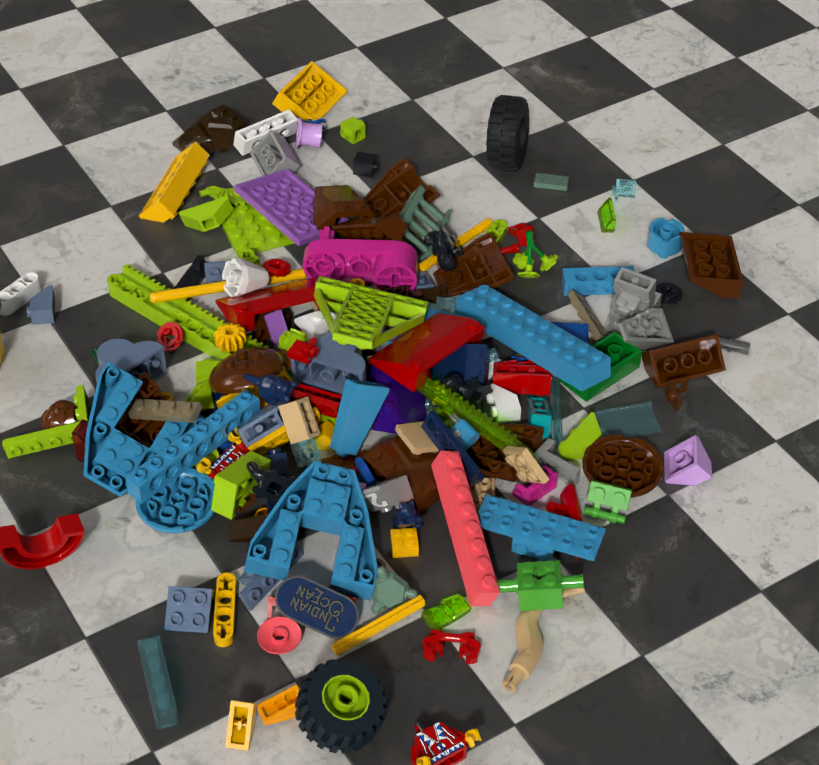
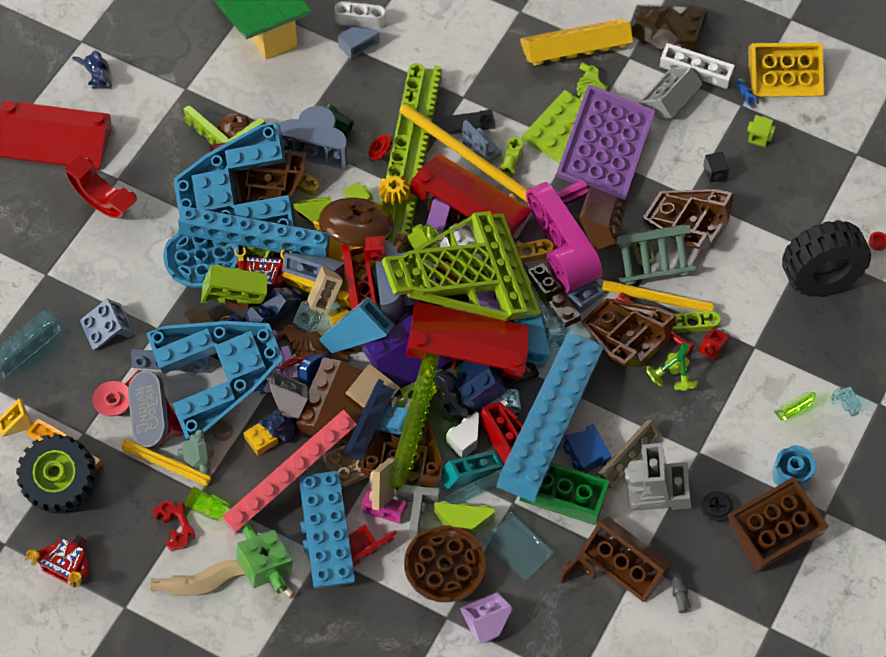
camera: 60 degrees right, 15 degrees up
(165, 410) = (273, 191): dark tan plate -> none
(207, 215) = (547, 87): lime slope -> none
(224, 609) = (118, 346): yellow beam -> none
(243, 277) = (472, 160): white cone -> none
(269, 482) = (237, 305): black animal -> none
(272, 387) = (335, 250): dark blue animal -> none
(277, 267) = (516, 171): red gear -> none
(308, 134) = (719, 99): lavender piece -> none
(338, 202) = (636, 179): reddish brown wedge -> none
(443, 247) = (632, 289): black animal -> none
(551, 181) = (815, 332): sand green tile -> none
(590, 280) = (689, 429): dark azure brick -> none
(608, 495) = (399, 568): bright green plate -> none
(647, 330) = (625, 506): light grey wedge -> none

